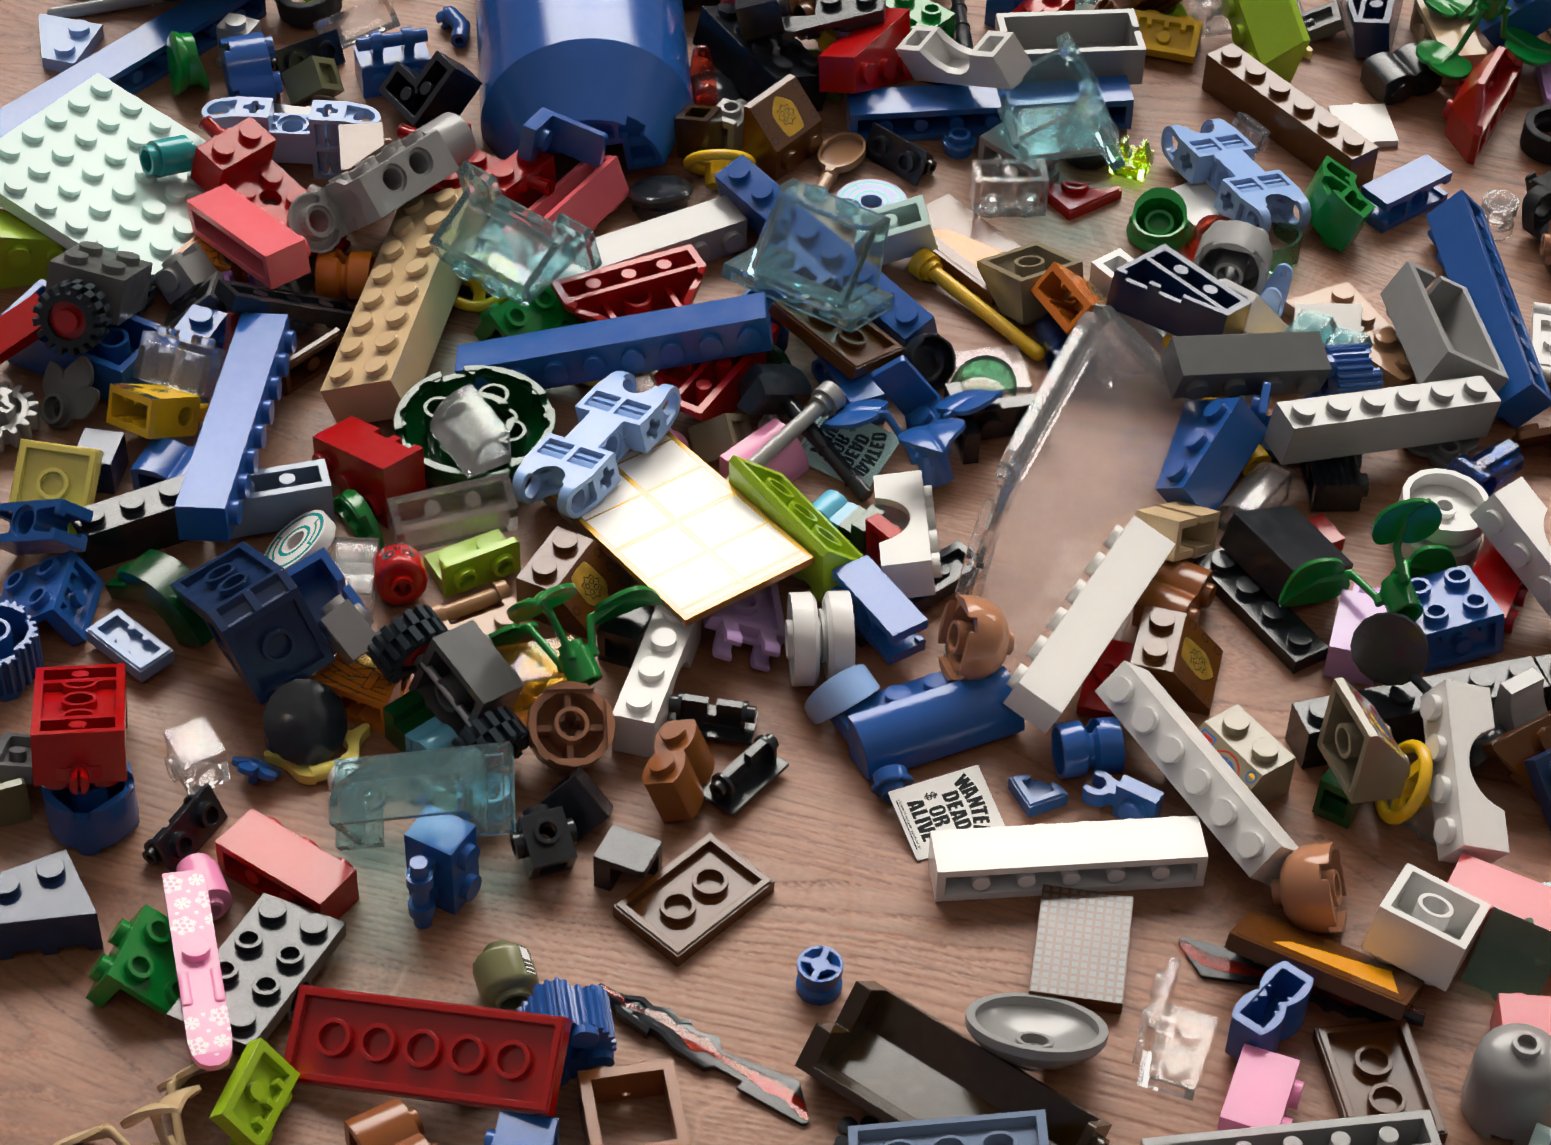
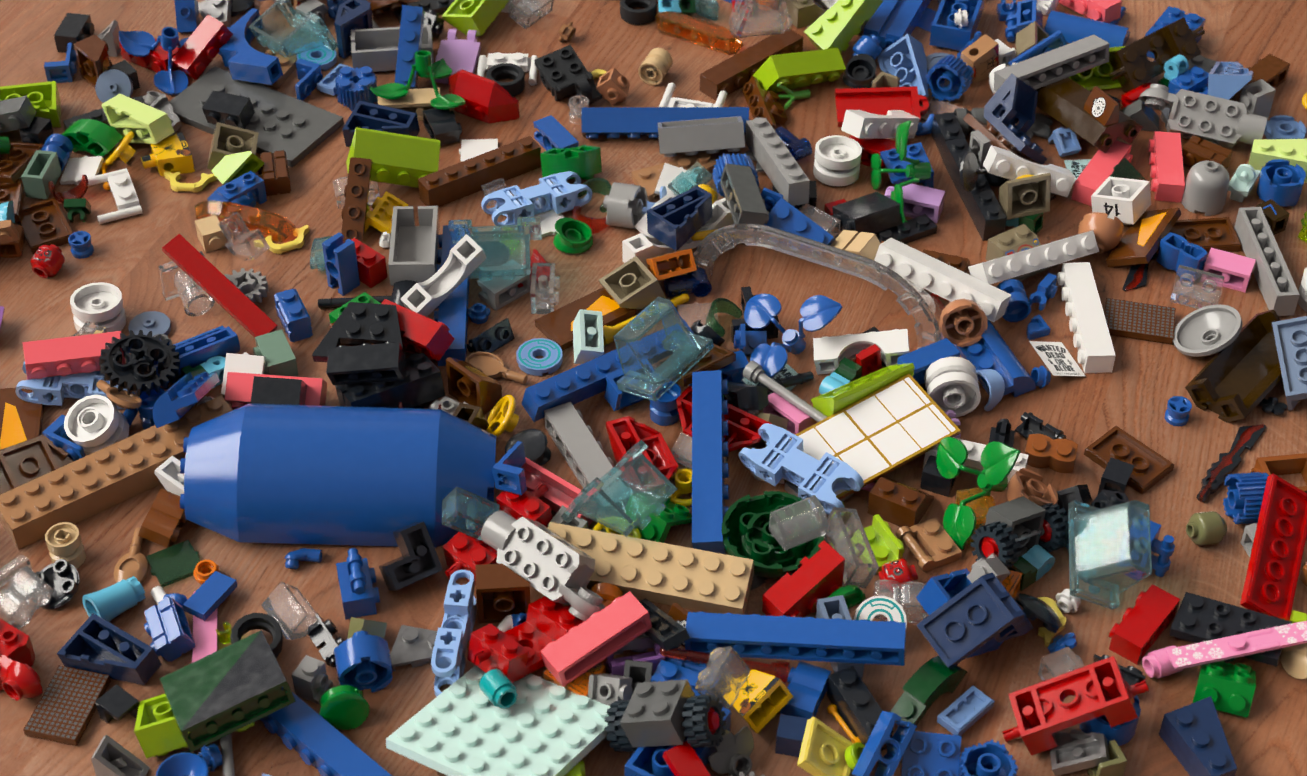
camera: 85 degrees left, 0 degrees up
(483, 109) = (467, 512): none -> clear light blue brick

